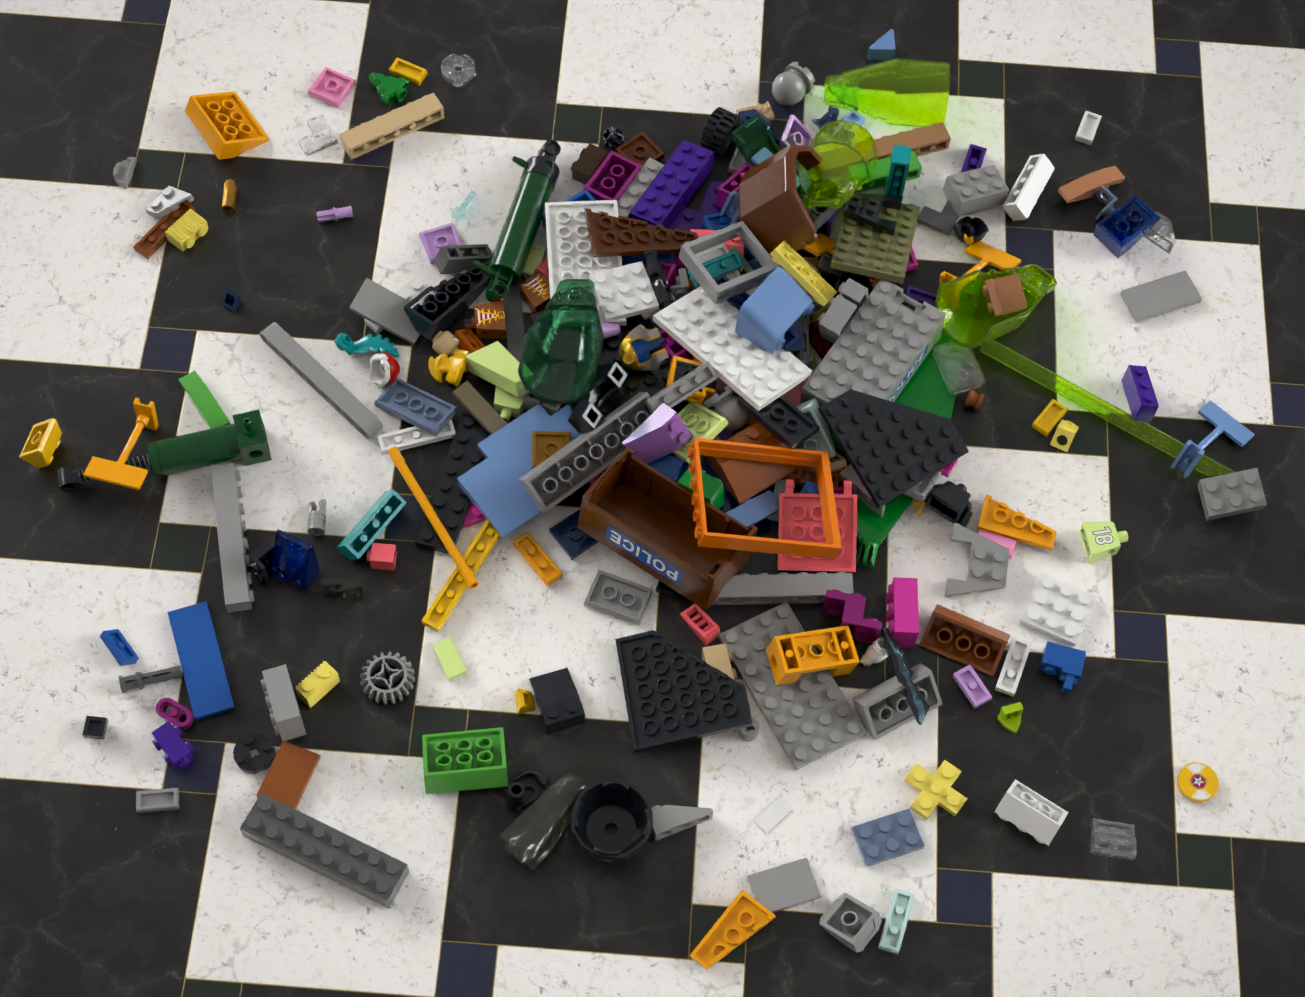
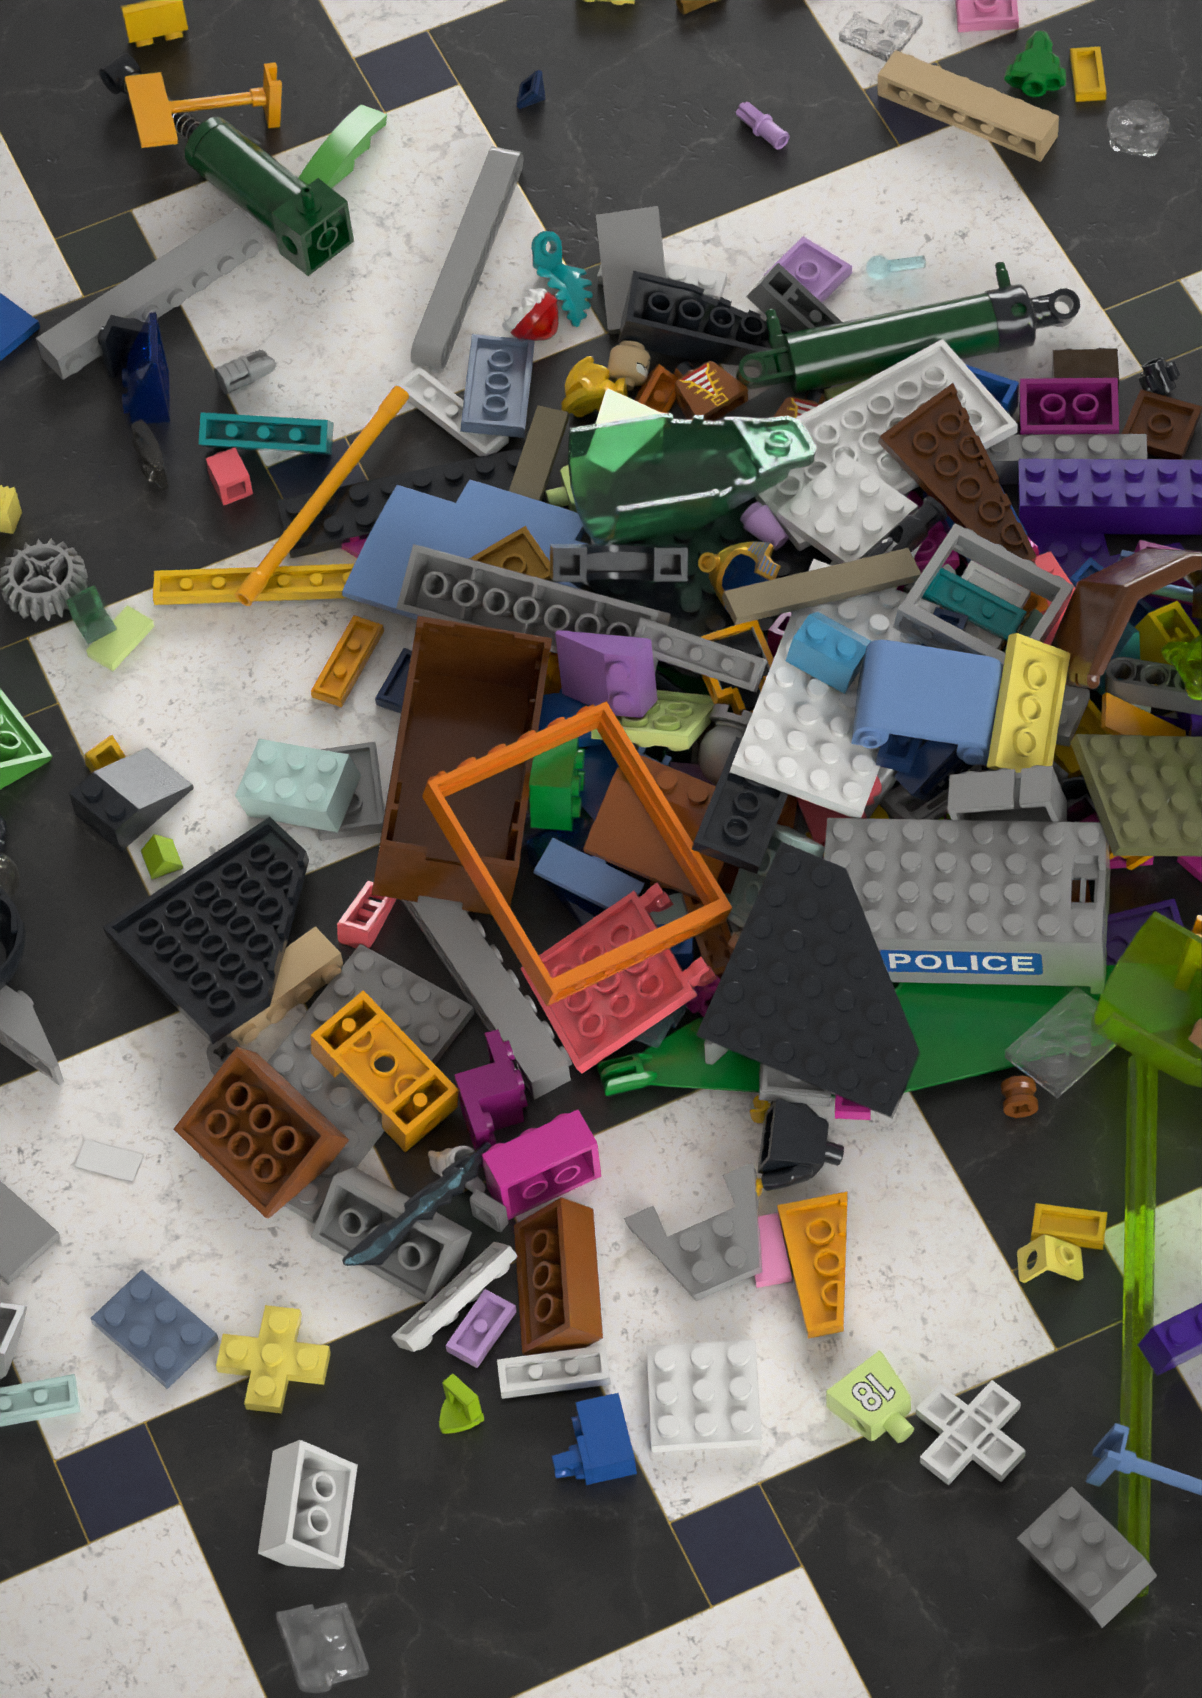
camera: 70 degrees right, 5 degrees down
(431, 663) = (91, 614): none -> clear green brick
(603, 704) = (161, 856): none -> lime slope
(609, 614) = (298, 785): none -> light aqua brick
(676, 318) = (821, 586): none -> dark tan tile
(720, 332) = (828, 651): none -> dark azure slope
(812, 730) = (260, 1132): none -> dark orange slope
(911, 649) = (488, 1211): none -> light grey tile
(949, 689) = (454, 1296): none -> white plate
(1137, 510) = (970, 1432): none -> white plate

